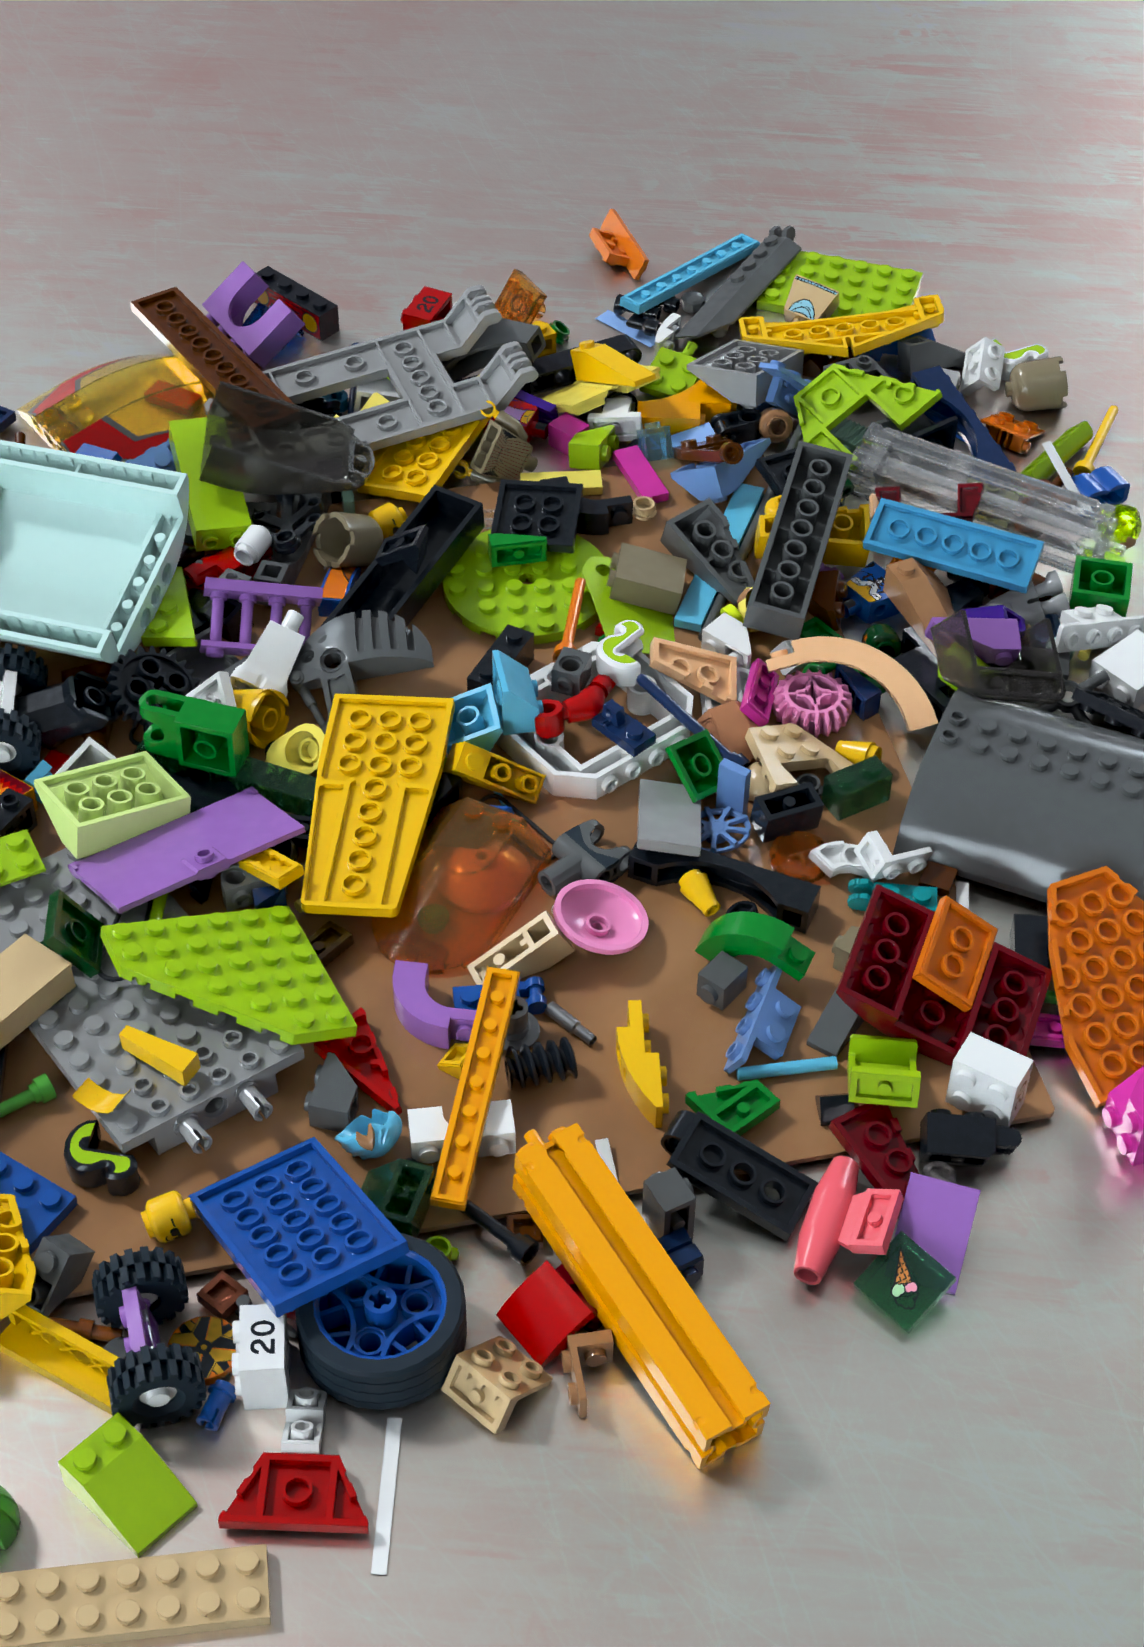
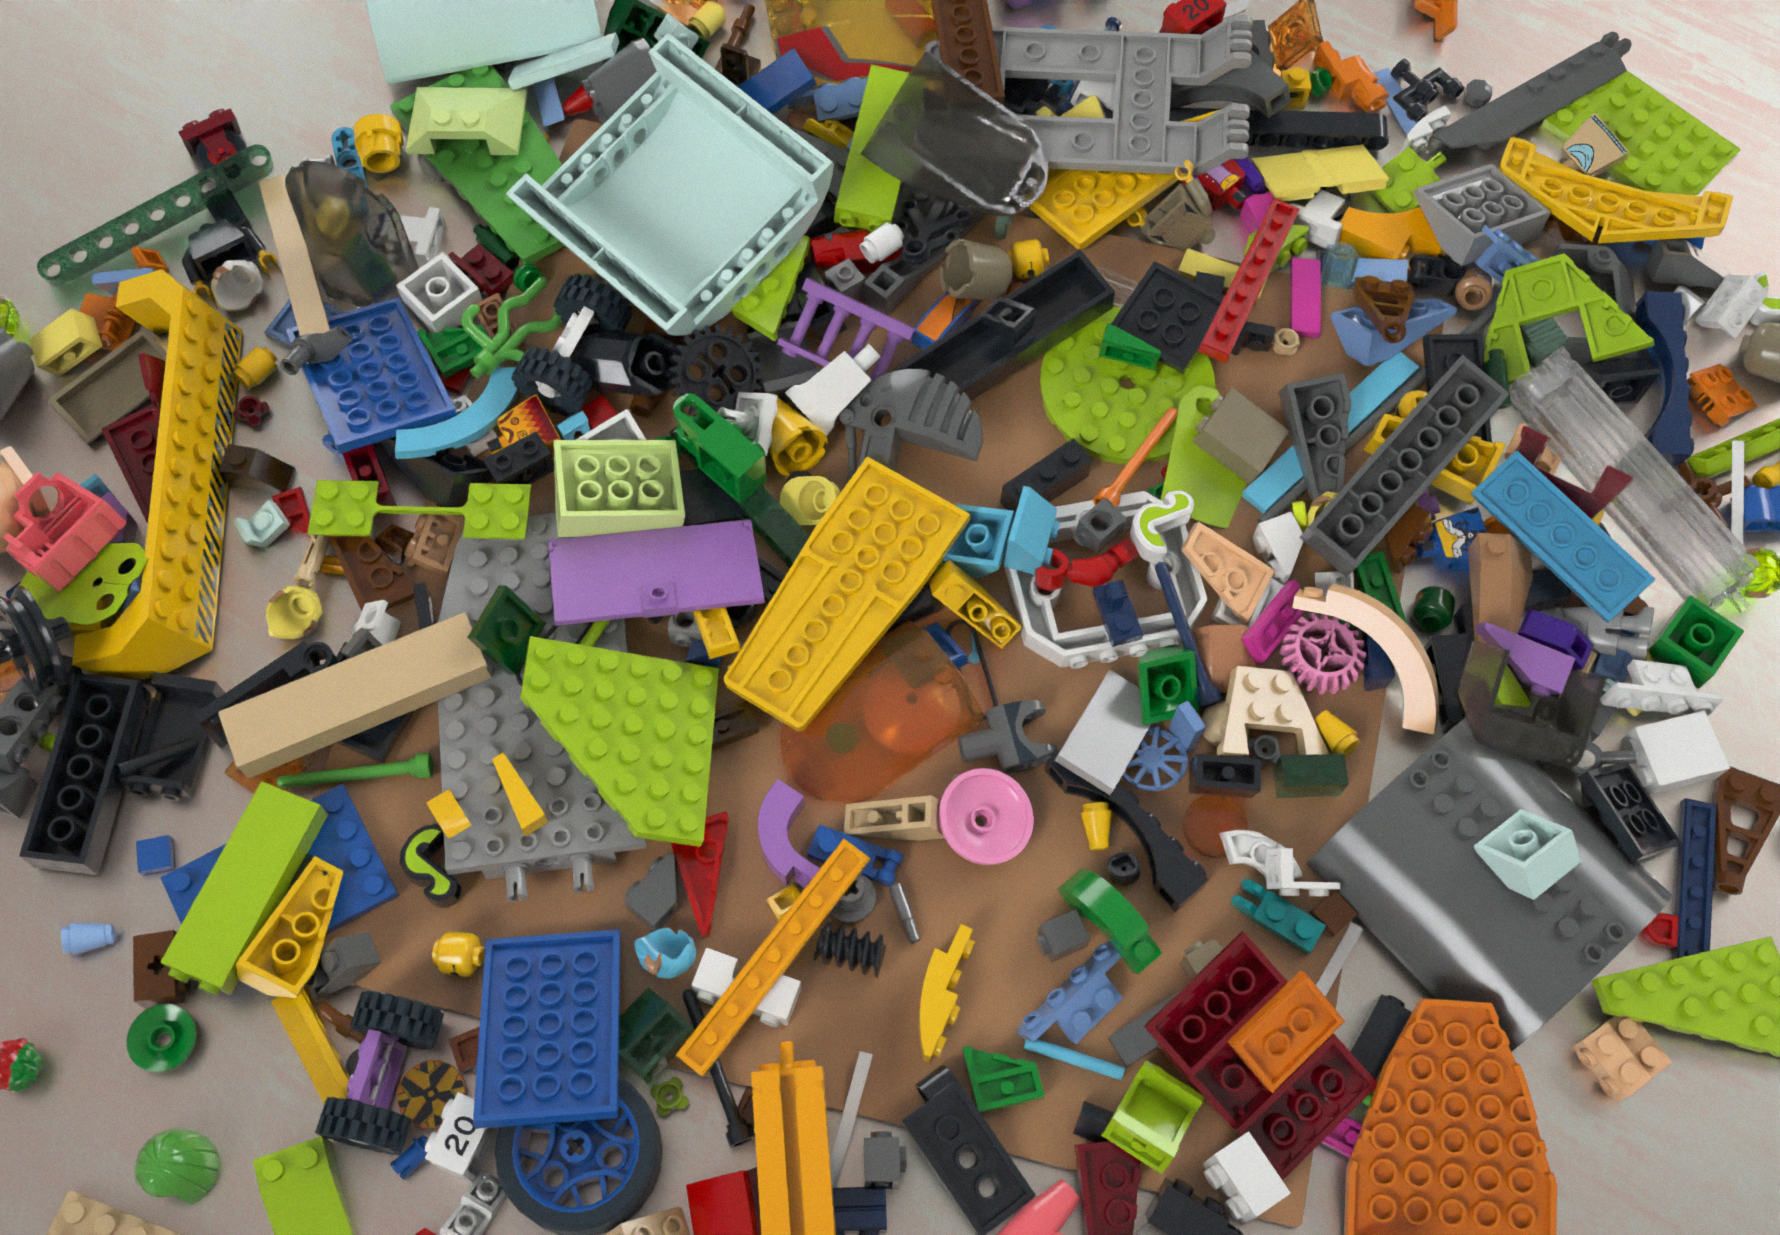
camera: 25 degrees right, 20 degrees up
(583, 321) = (1351, 78): none -> orange plate
(590, 466) = (1248, 281): none -> red tile
(605, 365) = (1339, 158): yellow wedge -> none
(689, 274) = (1492, 58): medium azure tile -> none
(1069, 743) = (1529, 853): none -> light aqua slope

